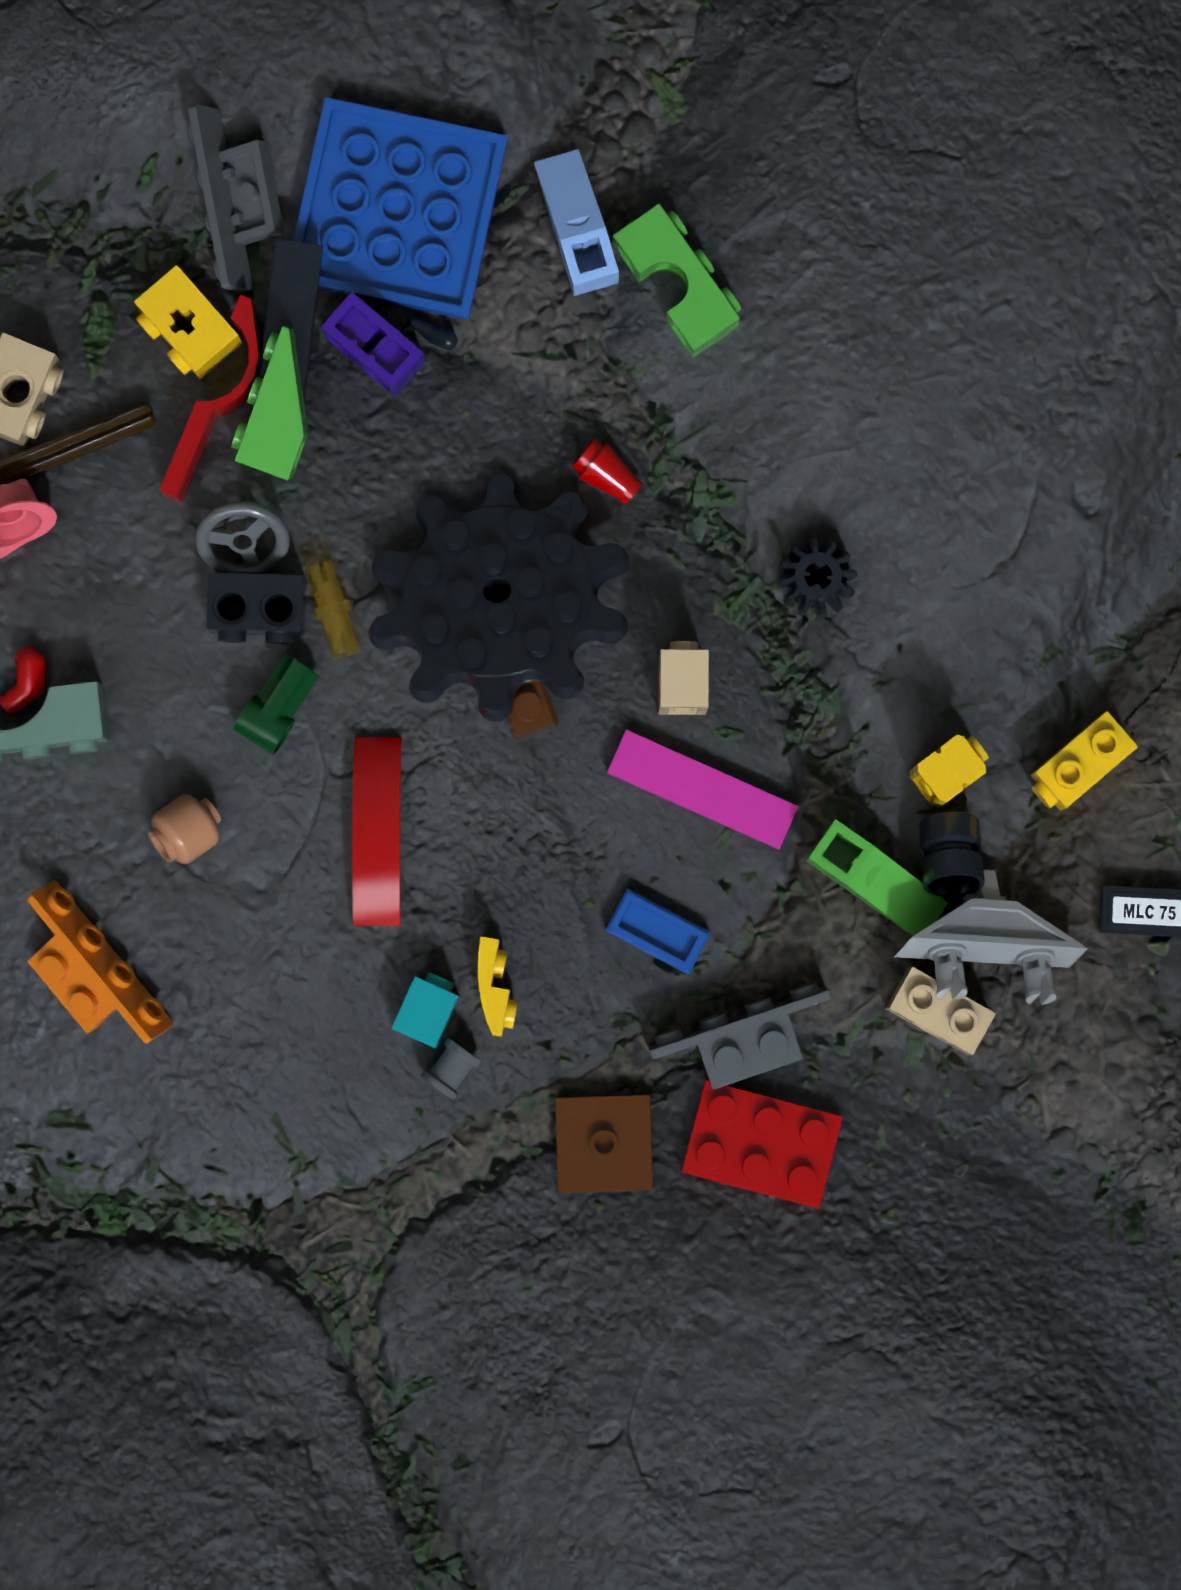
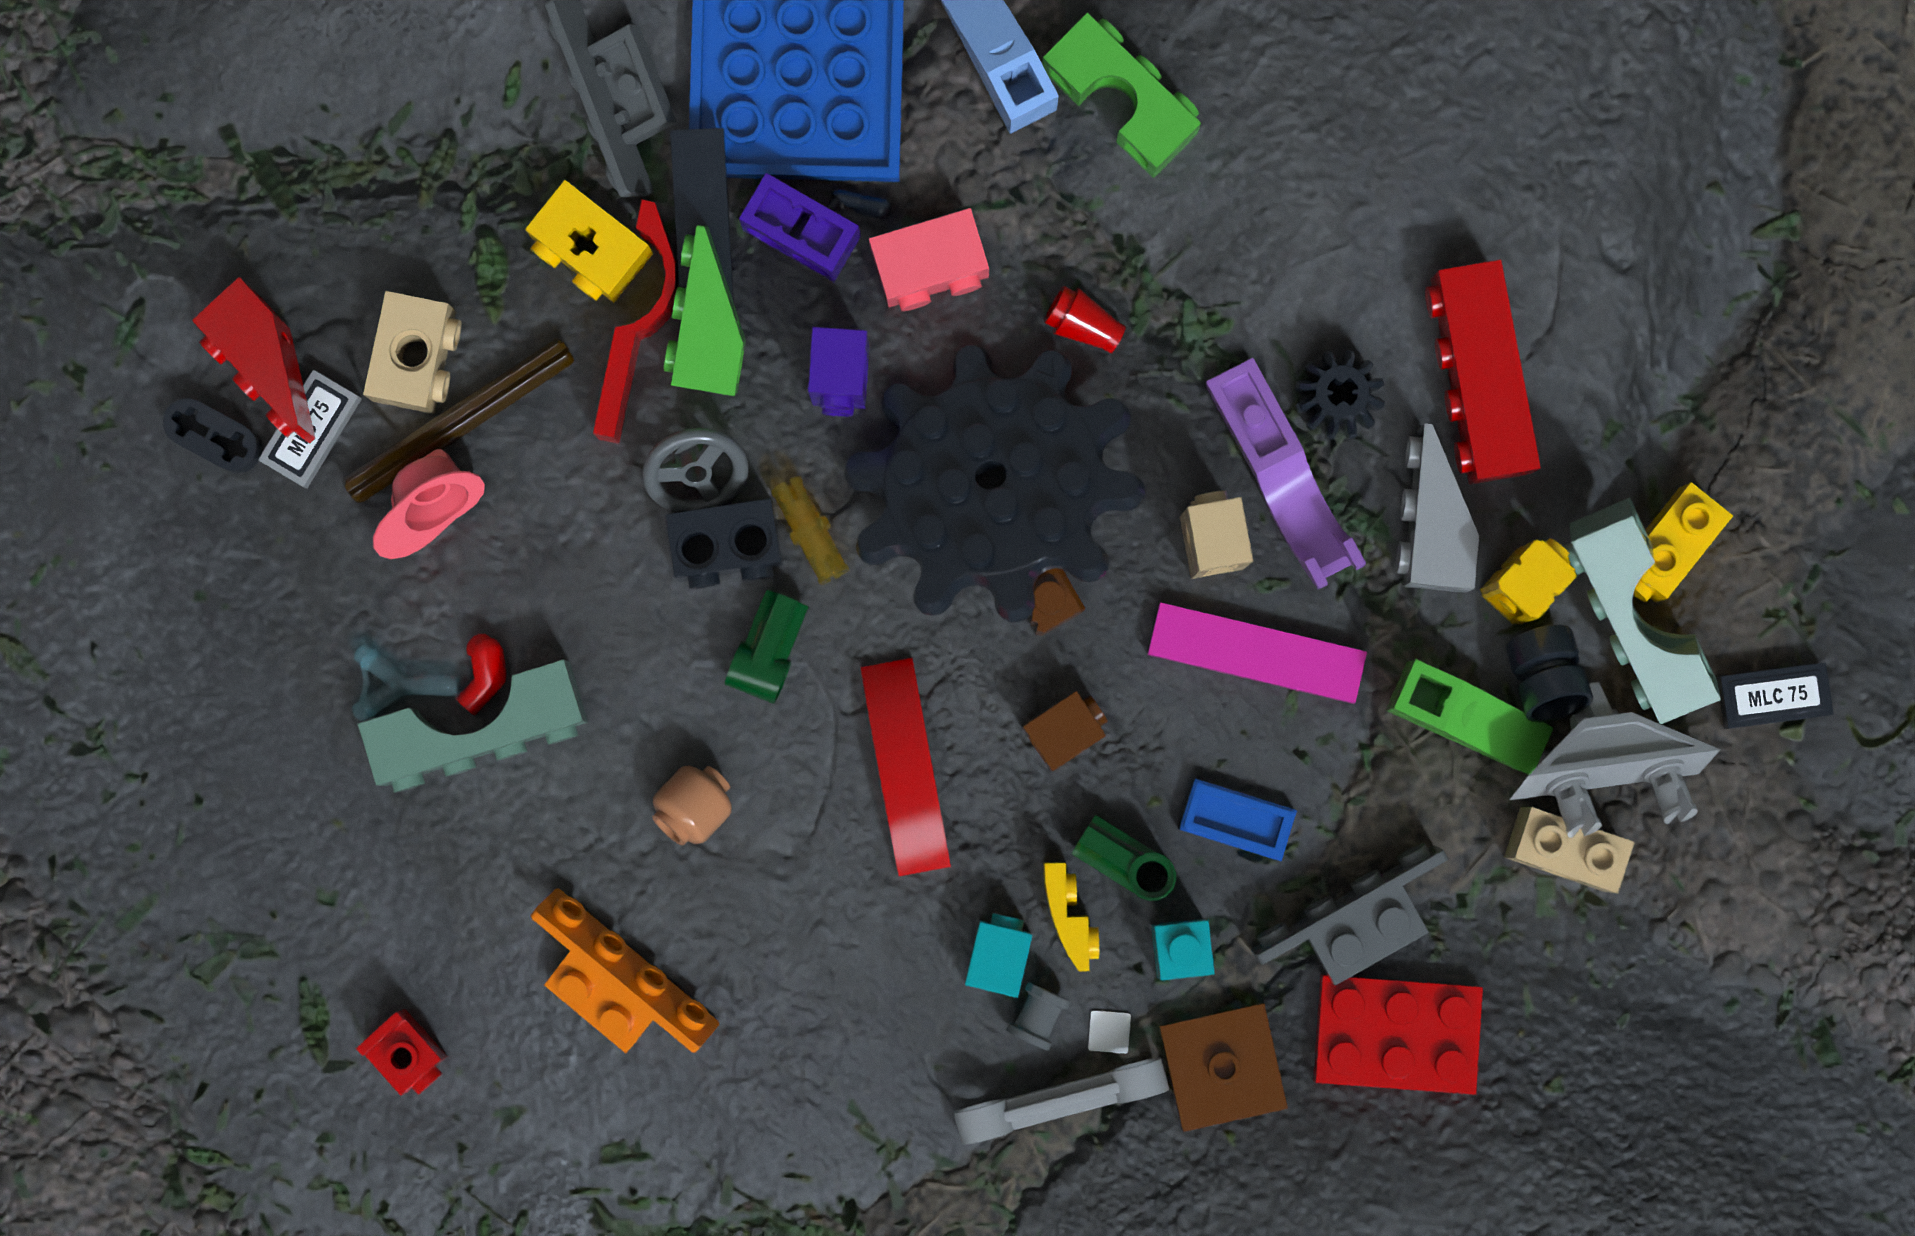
camera: 10 degrees left, 0 degrees up
(383, 475) = (838, 370): none -> dark purple brick
(456, 1145) = (1118, 1085): none -> light grey piece
(481, 393) = (930, 260): none -> coral brick
(511, 1095) = (1109, 1032): none -> white sticker
(522, 825) = (1066, 730): none -> reddish brown brick
(549, 945) = (1120, 856): none -> dark green piece
(587, 1034) = (1182, 949): none -> teal brick
(754, 636) = (1282, 473): none -> medium lavender piece
(883, 712) = (1441, 532): none -> light grey slope
(947, 581) = (1483, 372): none -> red brick
(1057, 870) = (1668, 666): none -> arch

